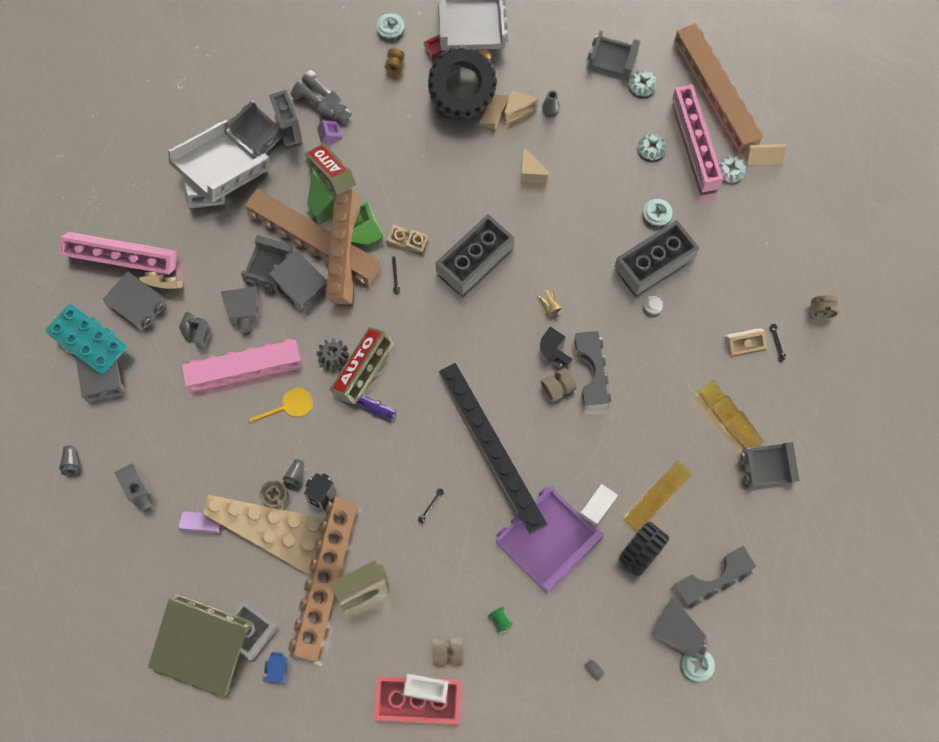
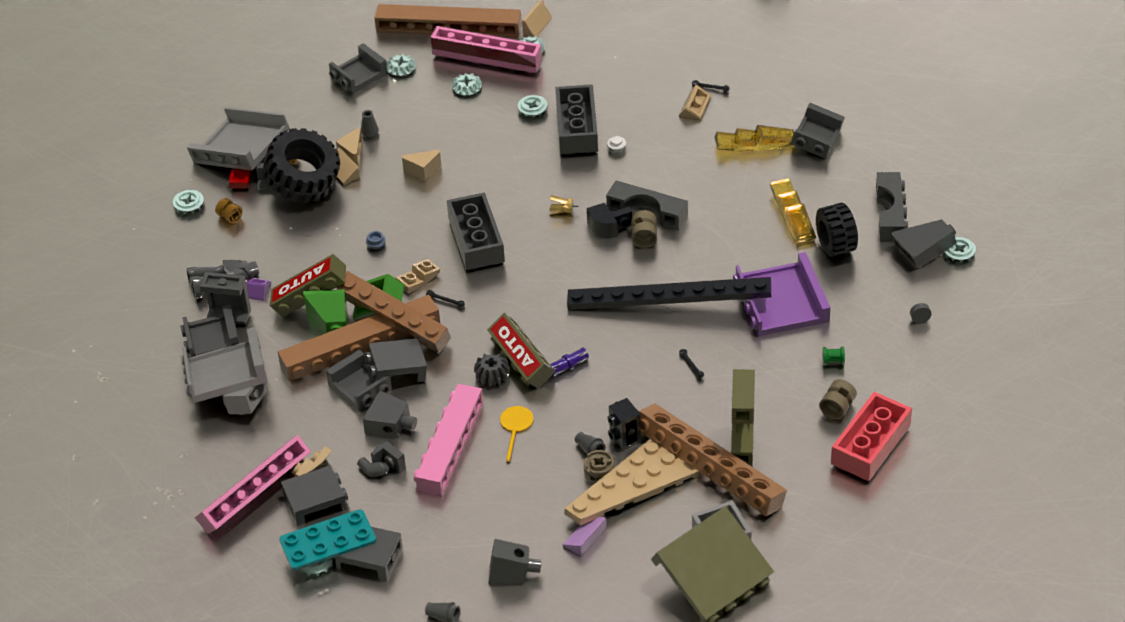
camera: 55 degrees left, 25 degrees down
(276, 669) = (772, 528): blue brick -> none
(425, 688) = (865, 415): white tile -> none
(427, 185) = (375, 240): none -> sand blue plate
(598, 505) = (774, 251): white tile -> none
(824, 308) = (703, 42): dark tan wheel -> none

